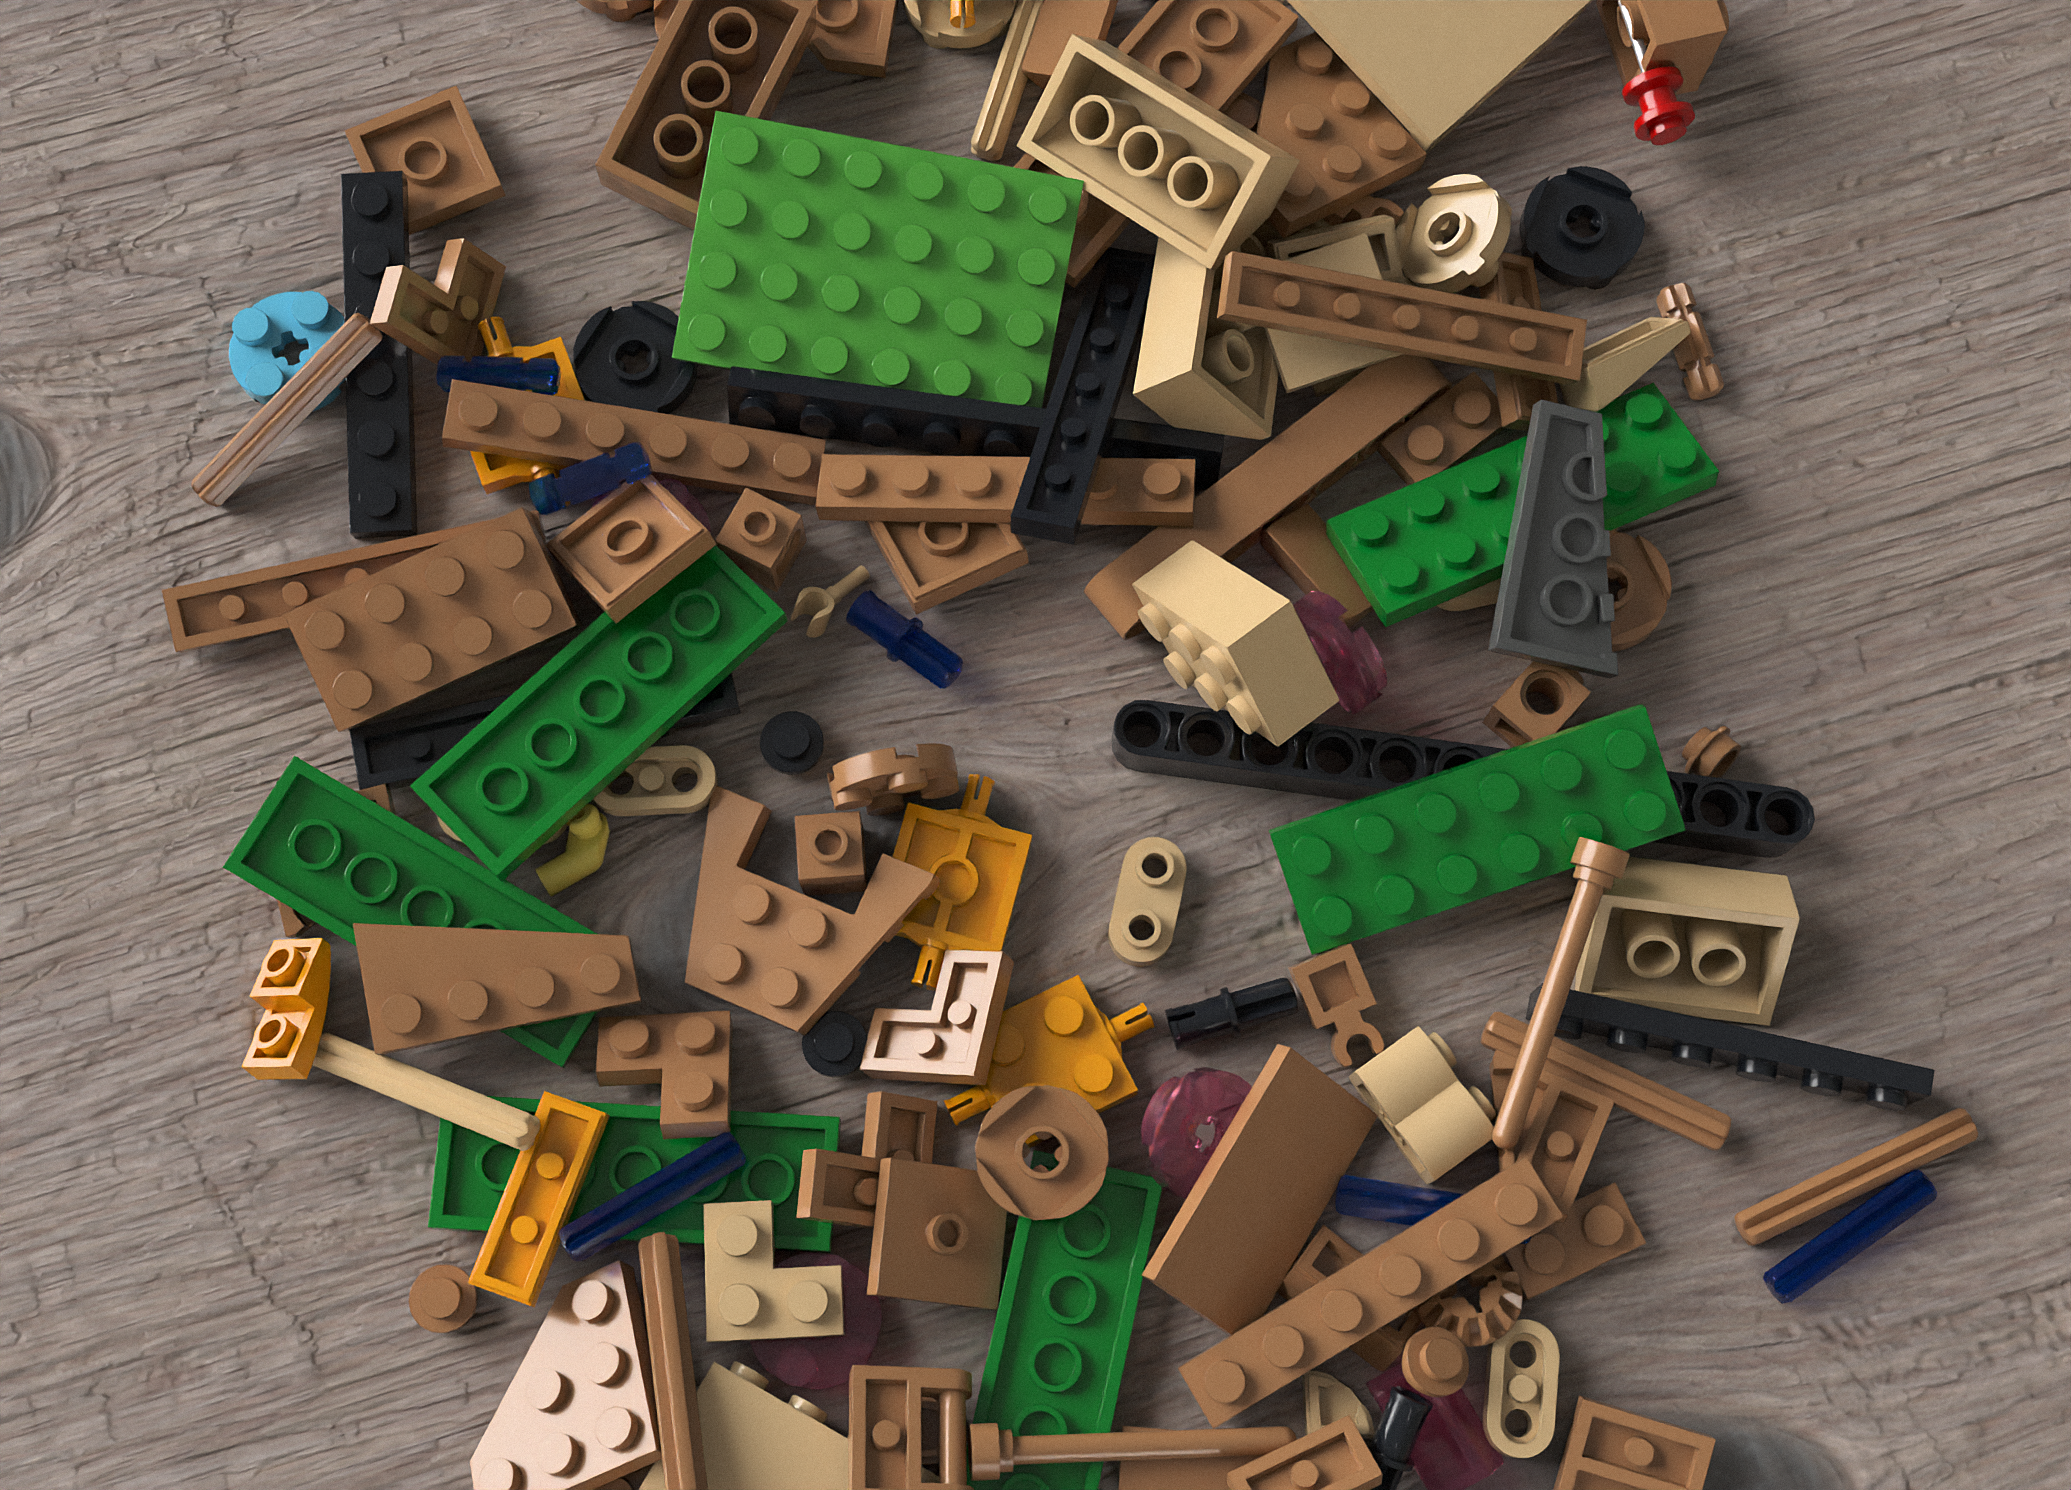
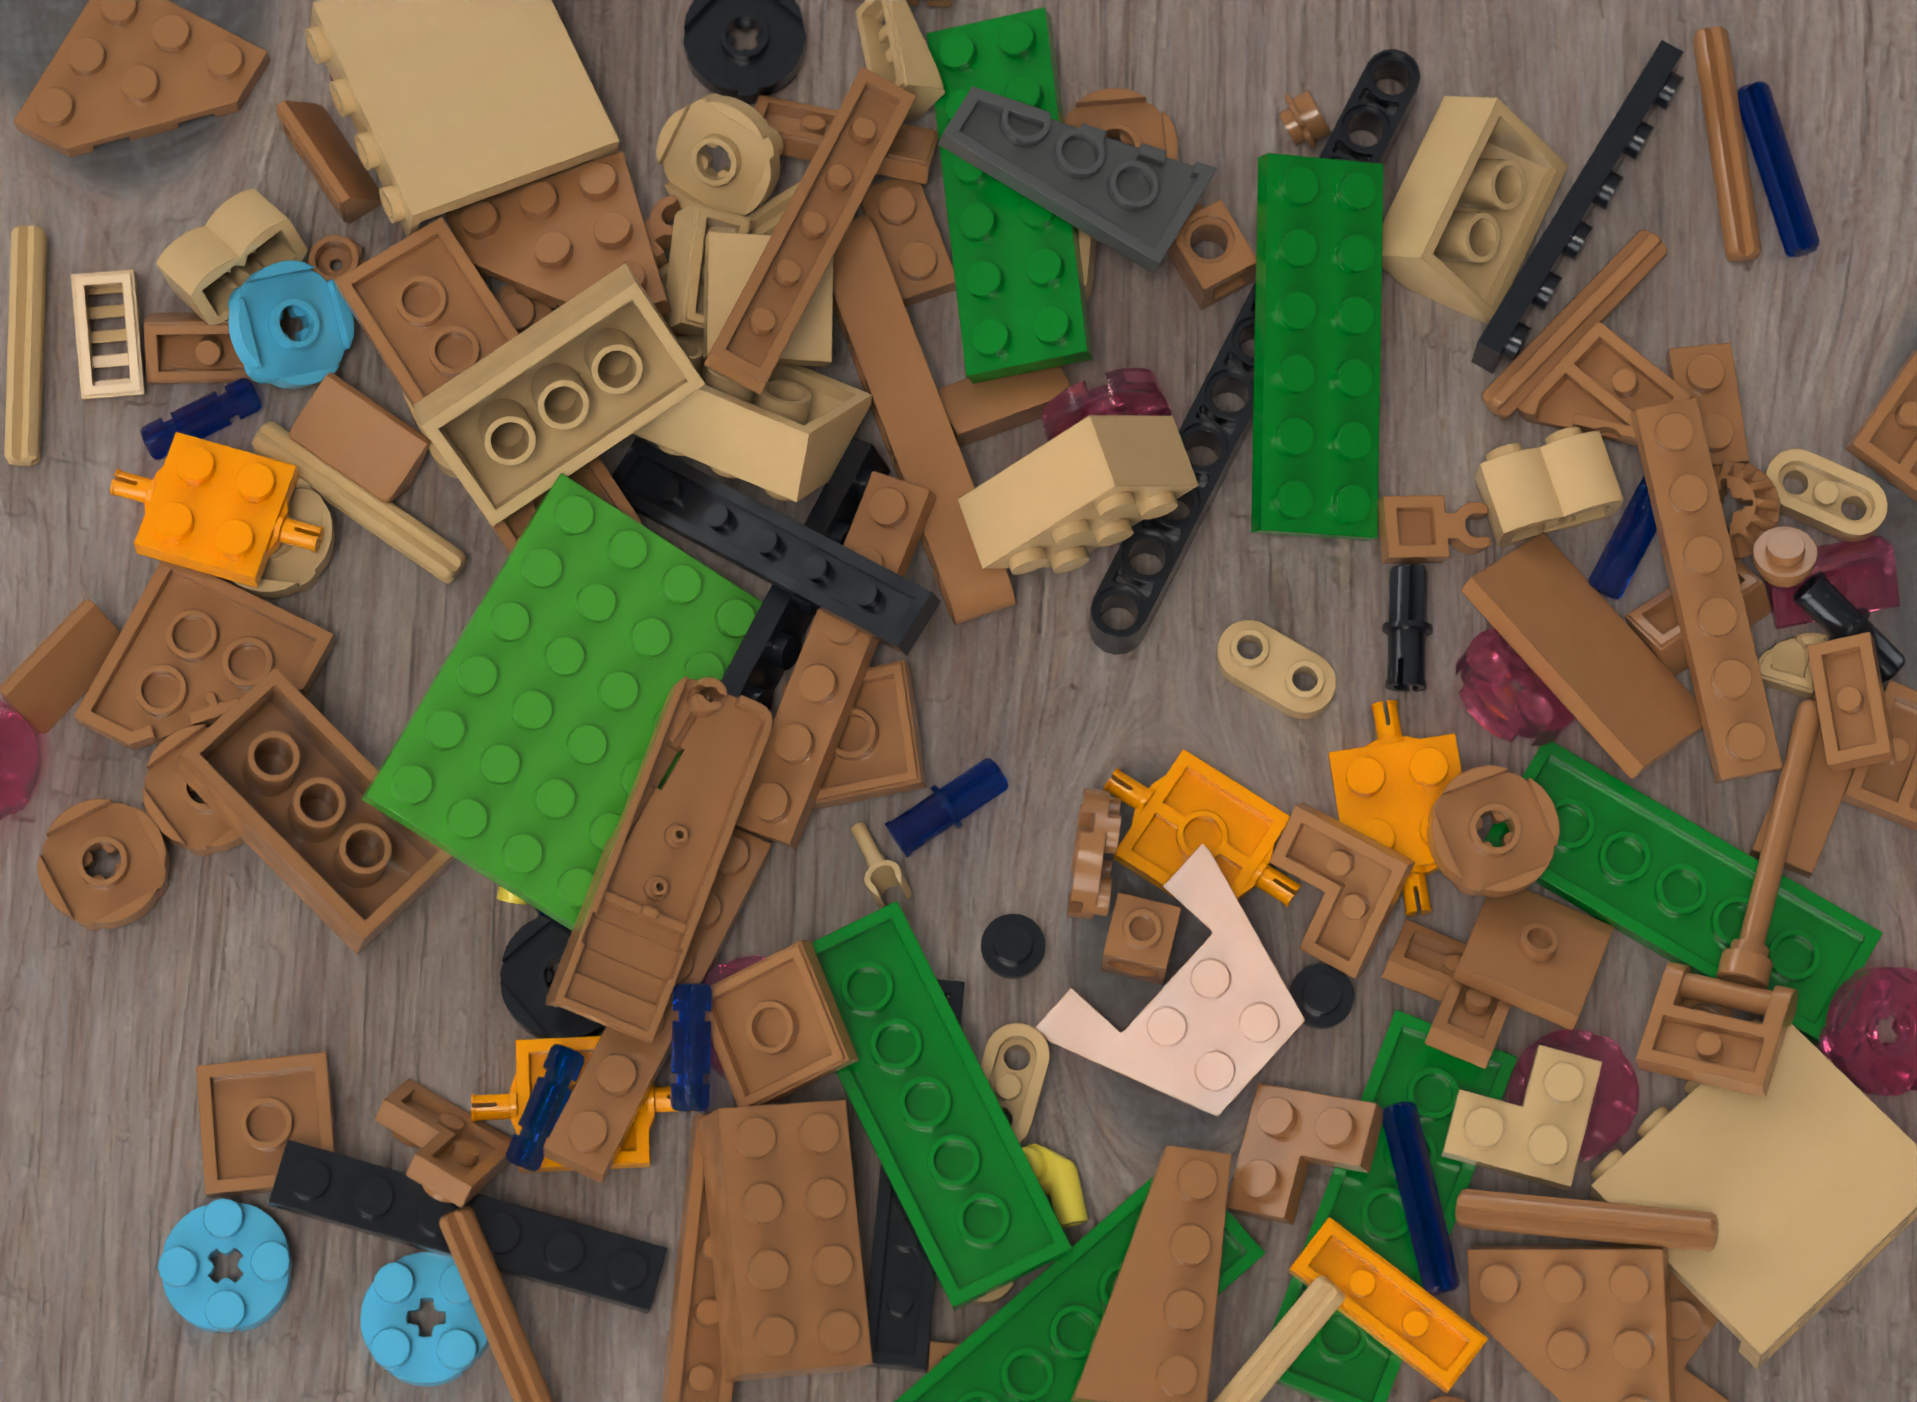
camera: 70 degrees left, 0 degrees up
(269, 151) = (228, 1305): none -> medium azure plate
(752, 390) = (662, 859): none -> medium nougat piece
(762, 538) = (801, 905): medium nougat brick -> none
(1595, 870) = (1401, 254): medium nougat piece -> none

